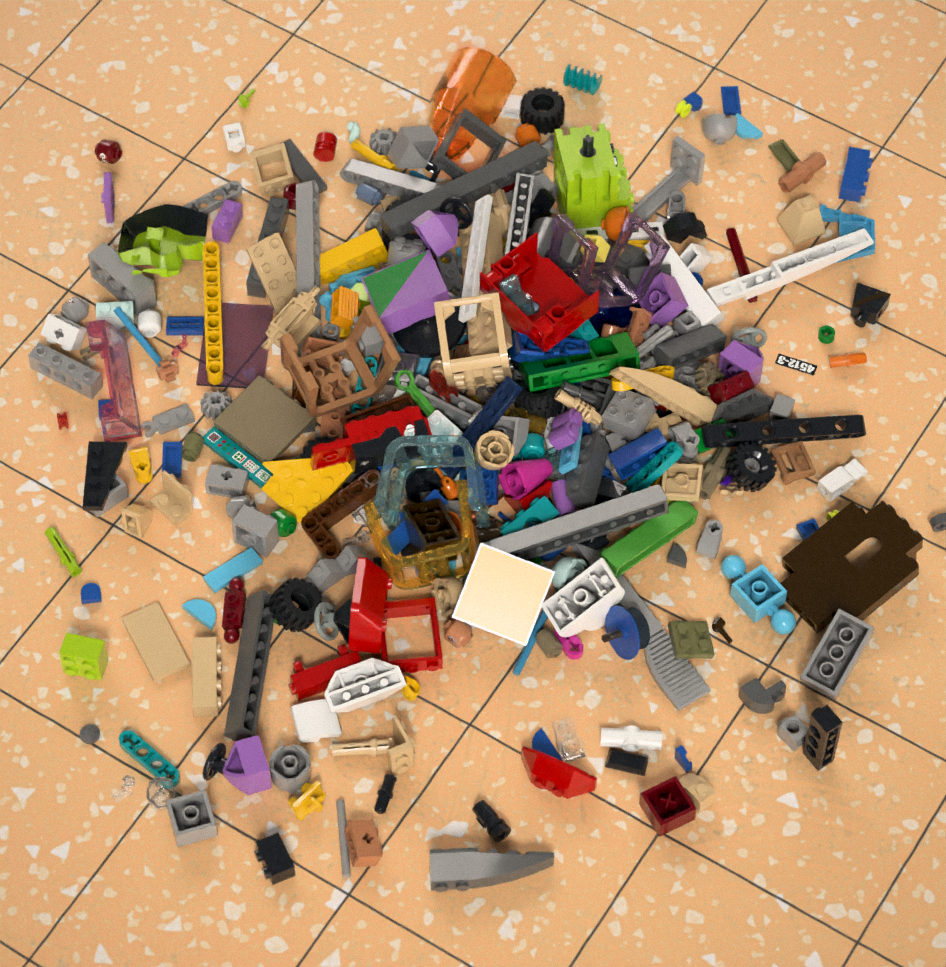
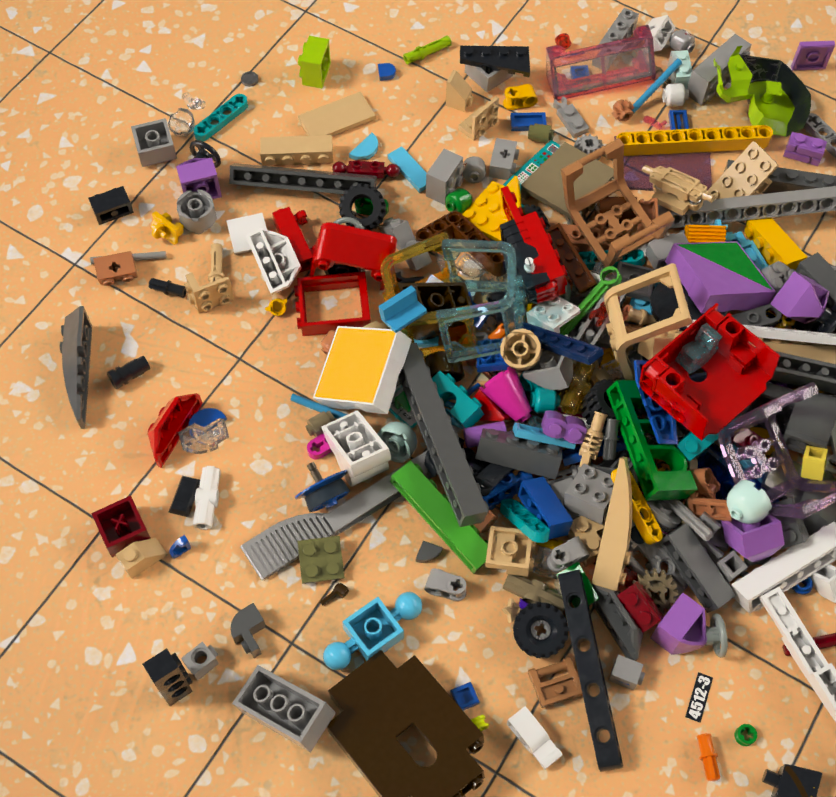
camera: 90 degrees right, 5 degrees up
(462, 537) = (401, 309): none -> dark azure panel
(644, 293) = (748, 503): none -> light aqua cylinder

